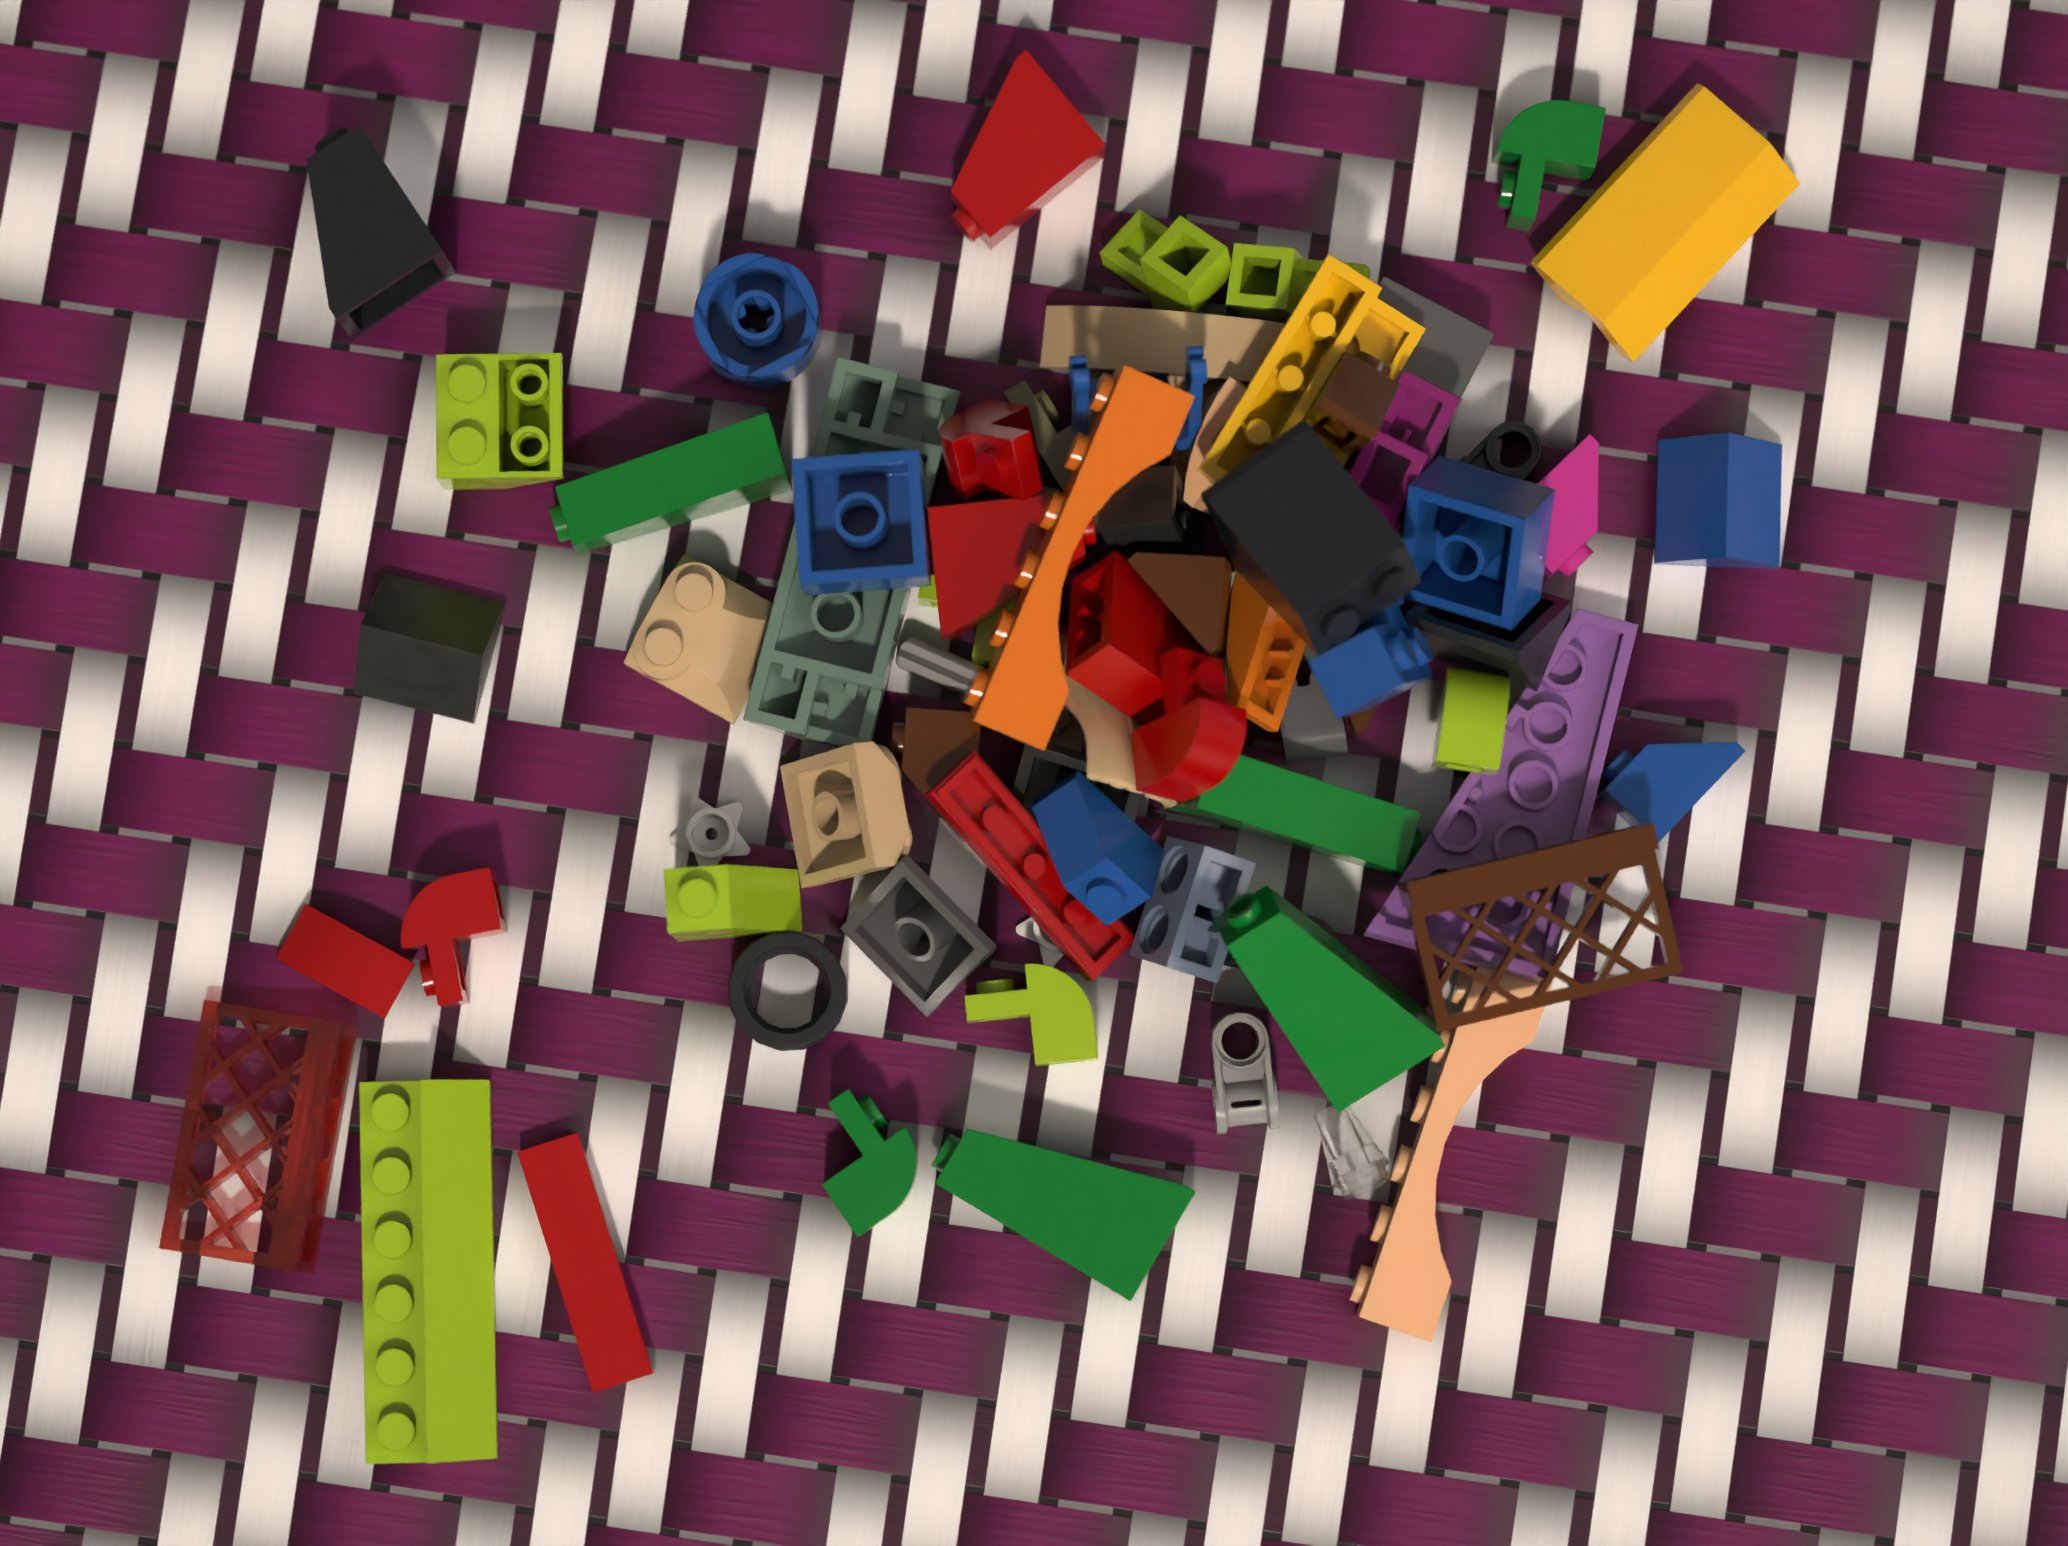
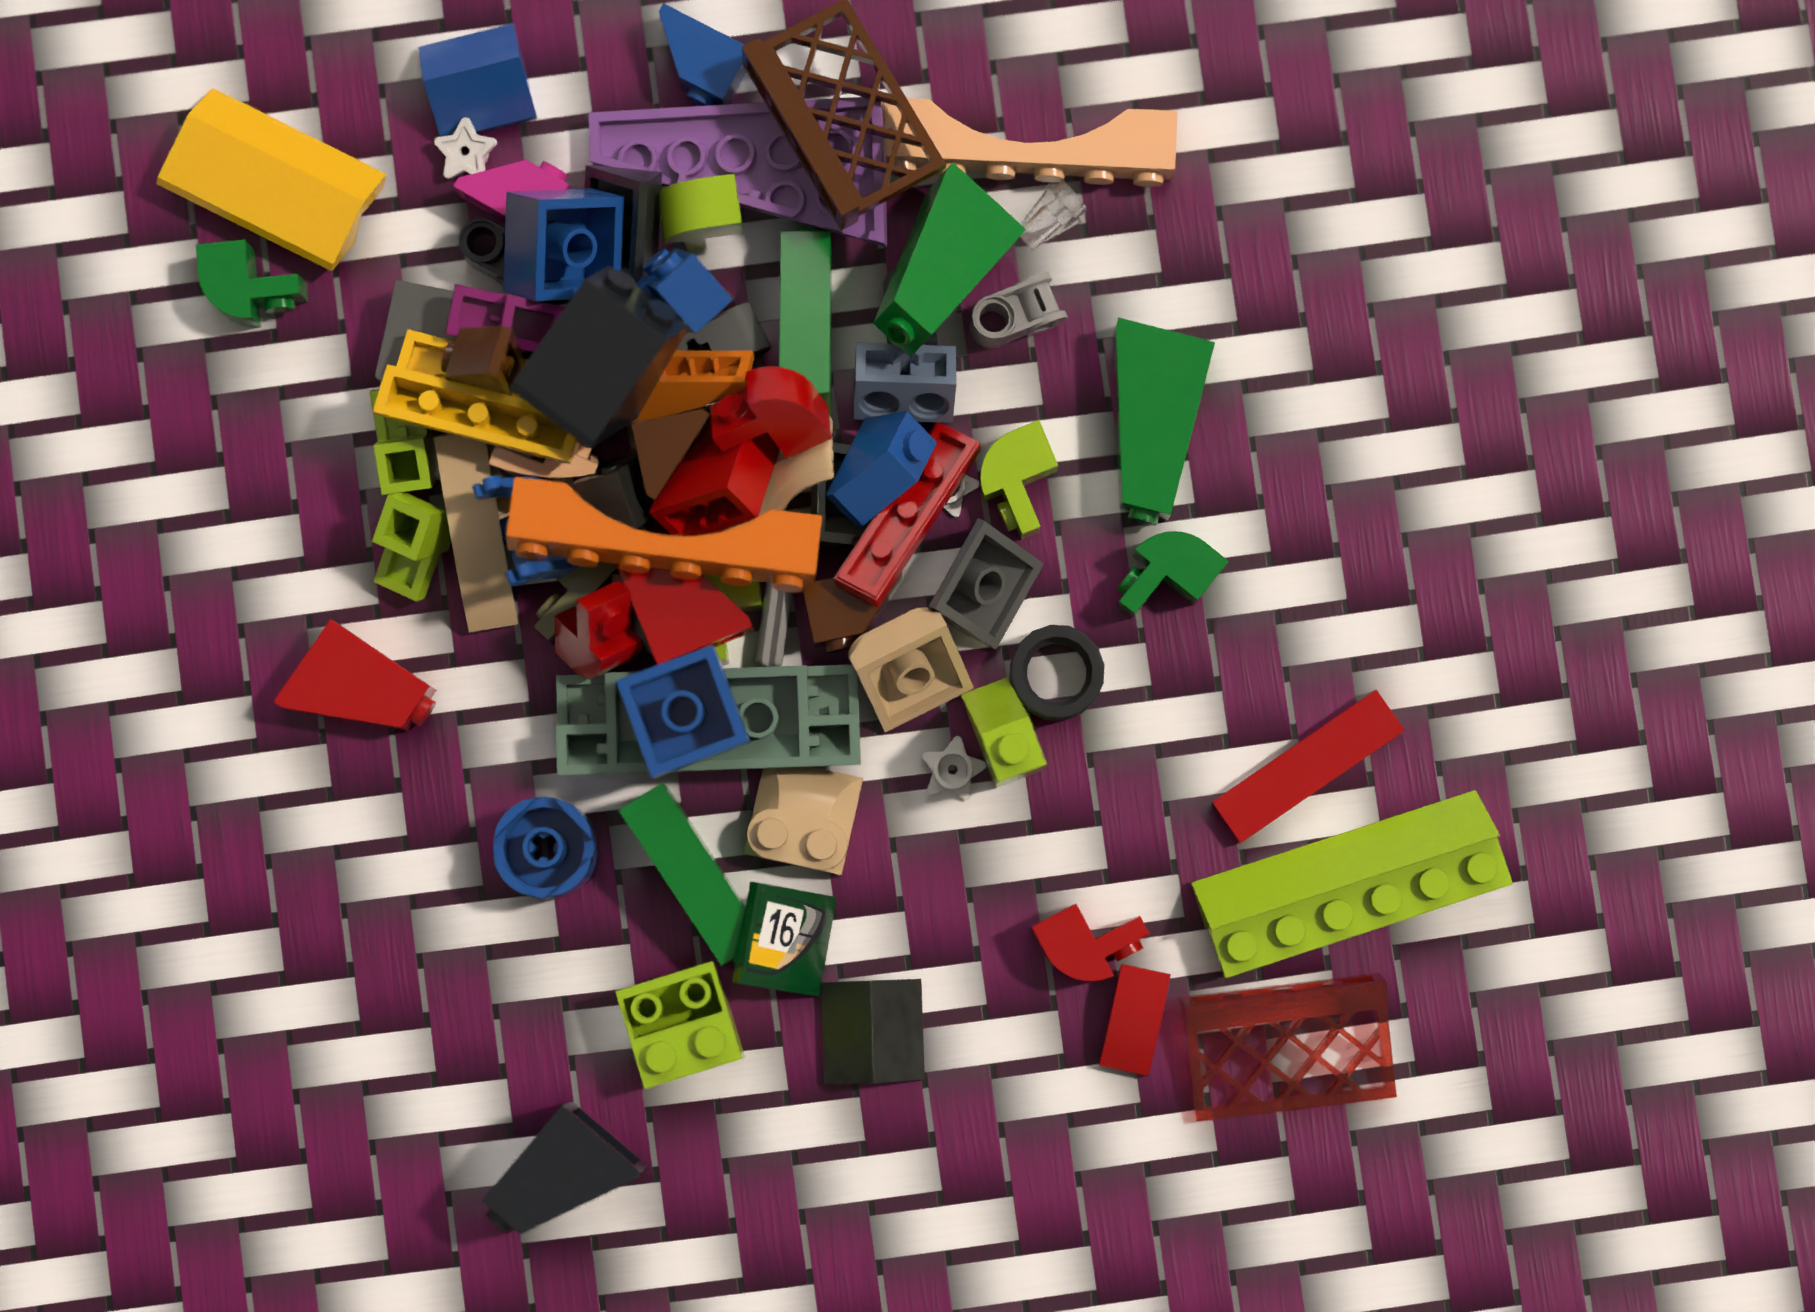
camera: 105 degrees left, 0 degrees up
(564, 571) = (784, 939): none -> slope
(1635, 480) = (452, 145): none -> white plate

